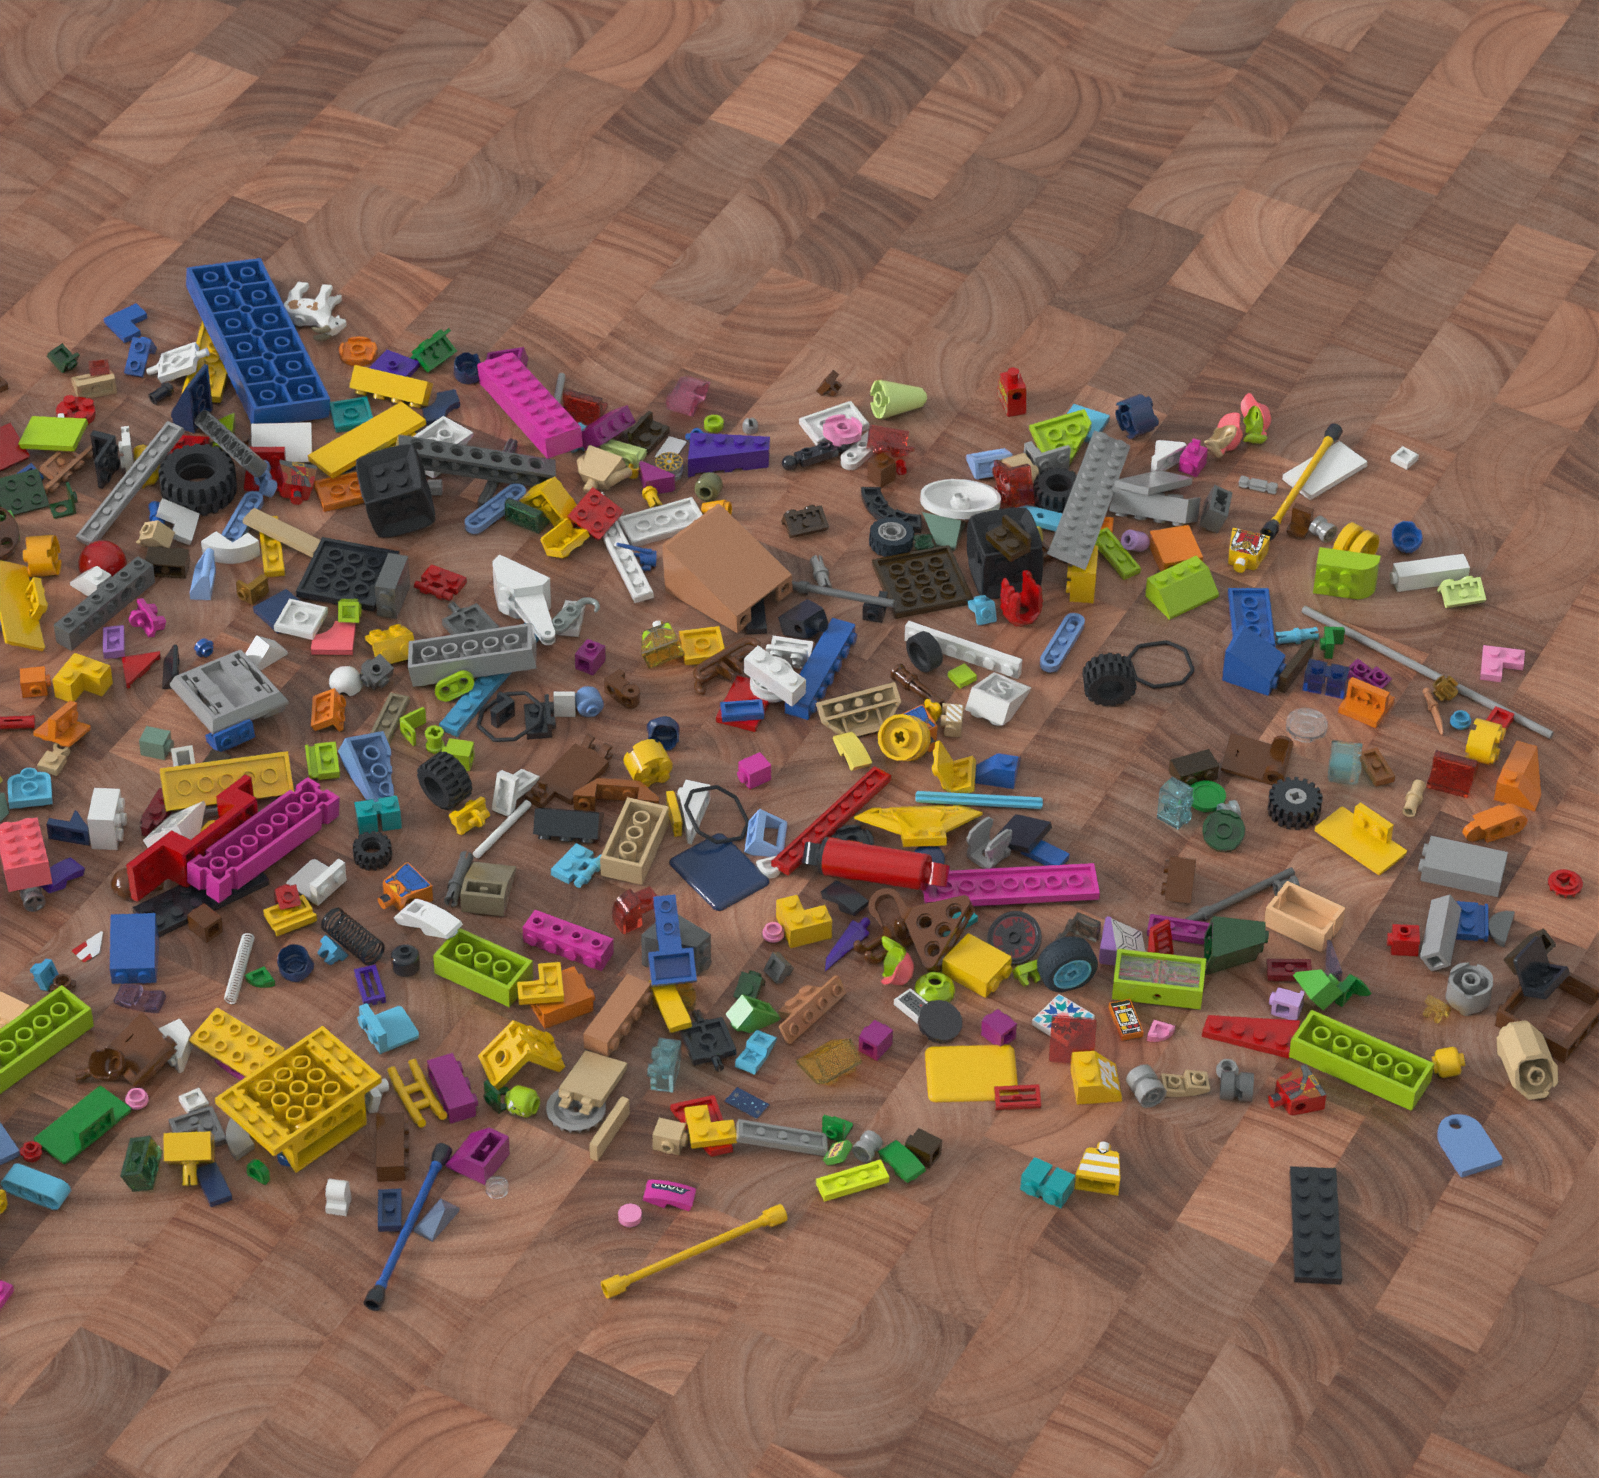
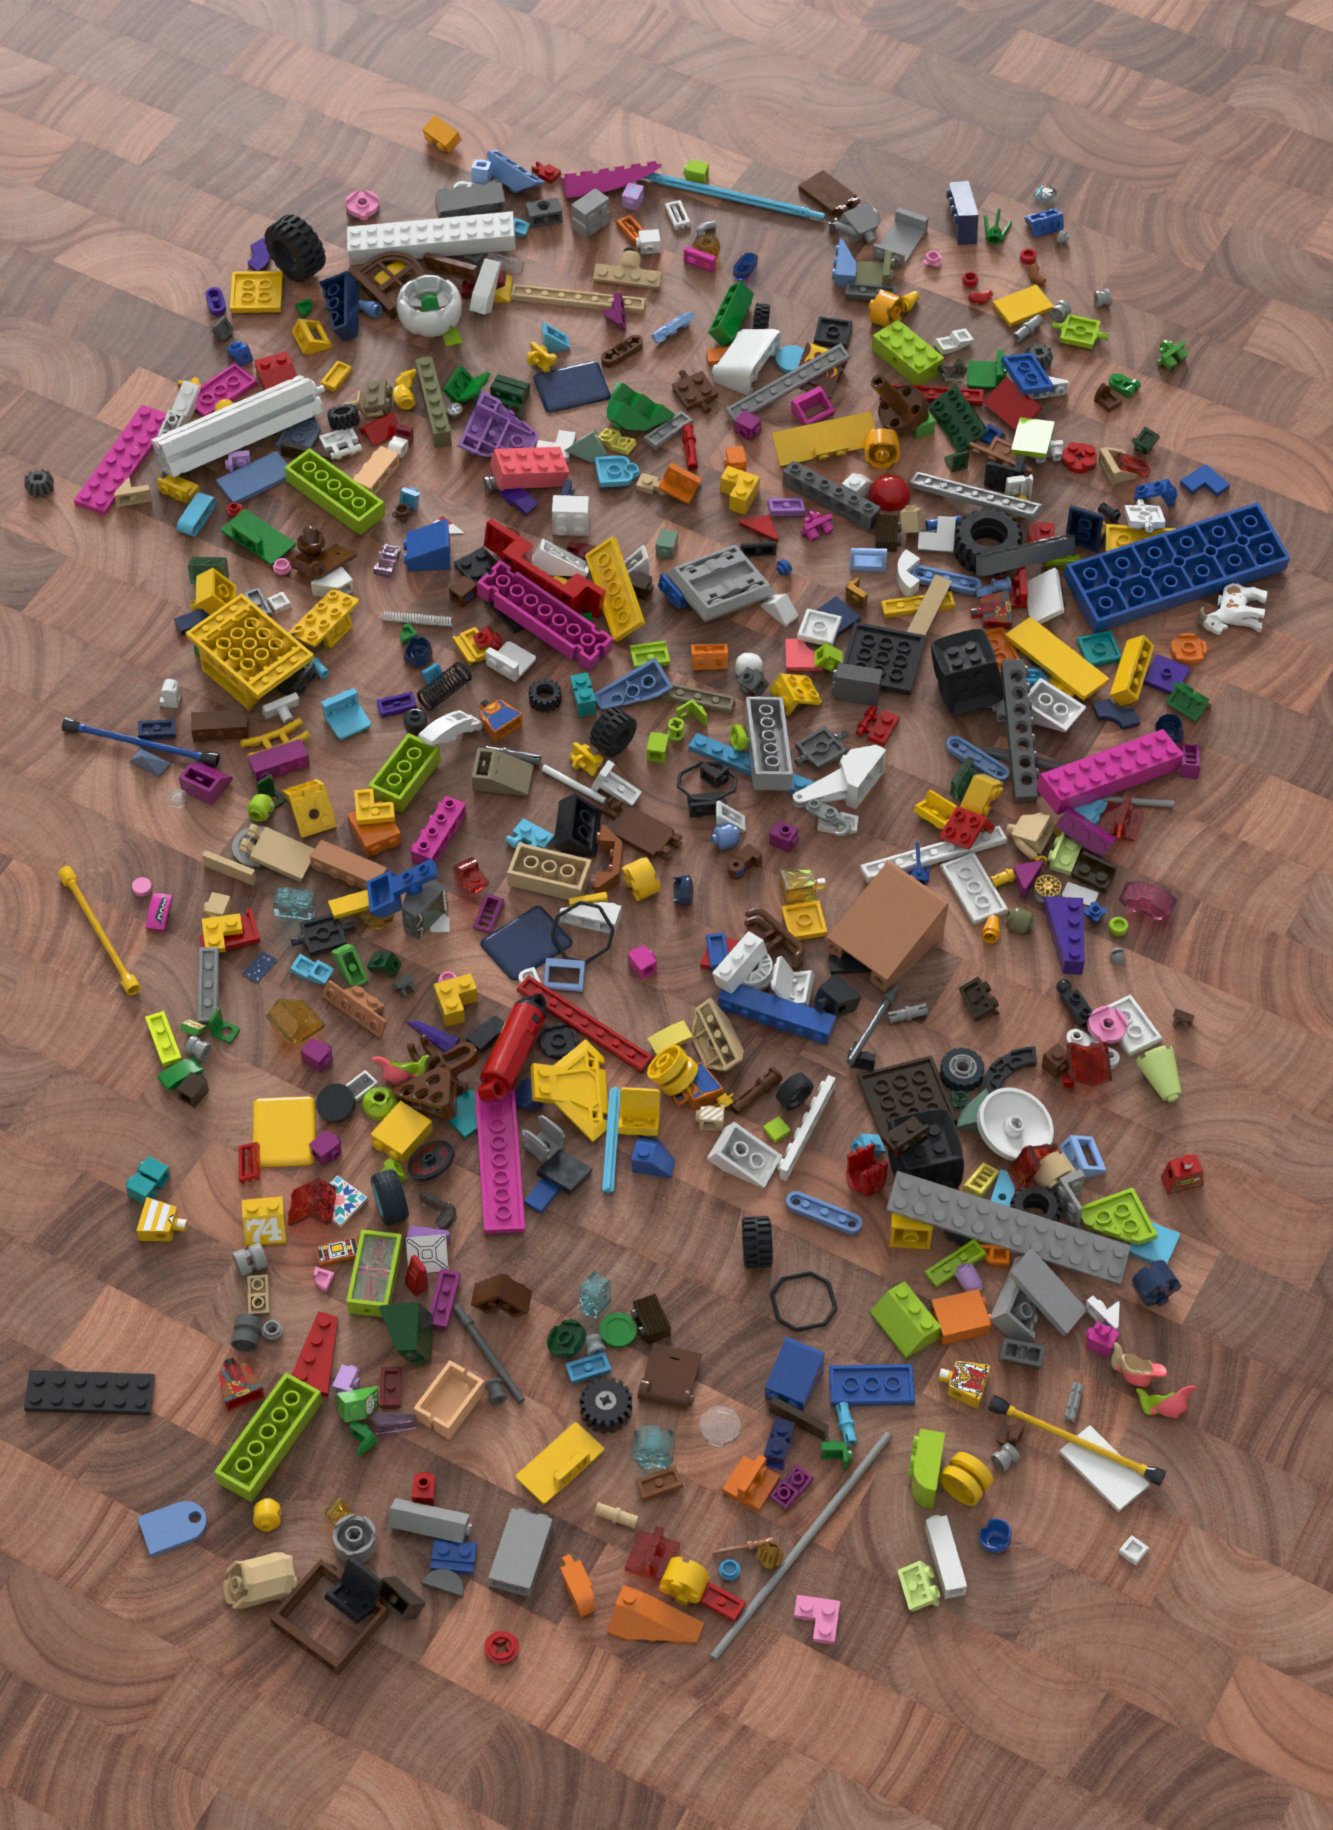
camera: 90 degrees right, 10 degrees up
(685, 894) = (489, 899): none -> magenta slope
(1254, 818) = (588, 1368): none -> dark azure plate

